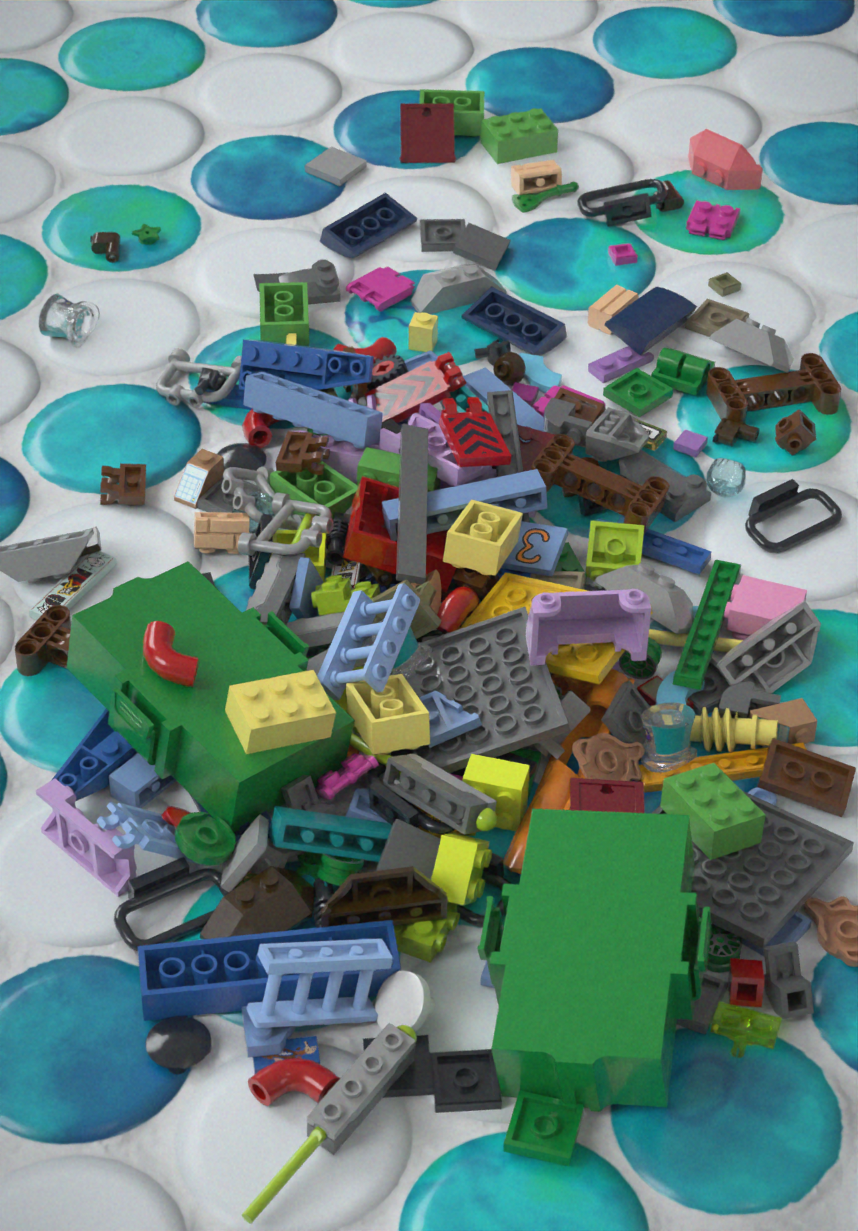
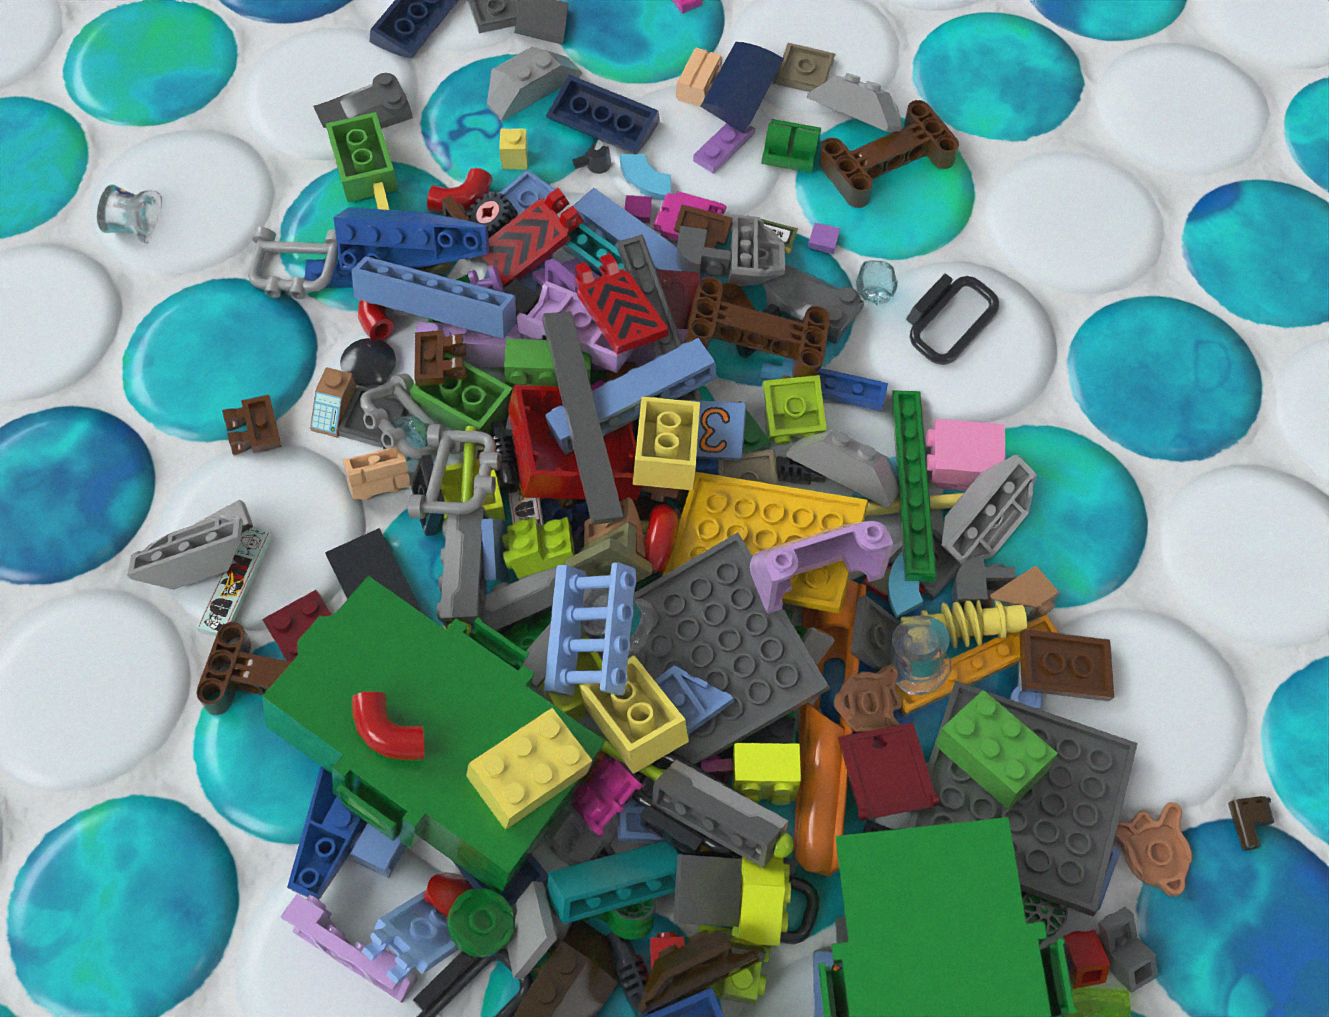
camera: 15 degrees left, 20 degrees up
(106, 243) = (142, 90): dark brown piece -> none
(147, 235) = (187, 68): green plate -> none
(210, 380) = (308, 266): black piece -> none
(381, 287) = (453, 94): dark pink plate -> none
(509, 368) = (616, 180): dark brown cone -> none
(638, 392) = (754, 182): green plate -> none
(724, 284) = (799, 18): olive tile -> none
(729, 432) = (860, 212): dark brown piece -> none
(795, 432) = (927, 207): reddish brown brick -> none

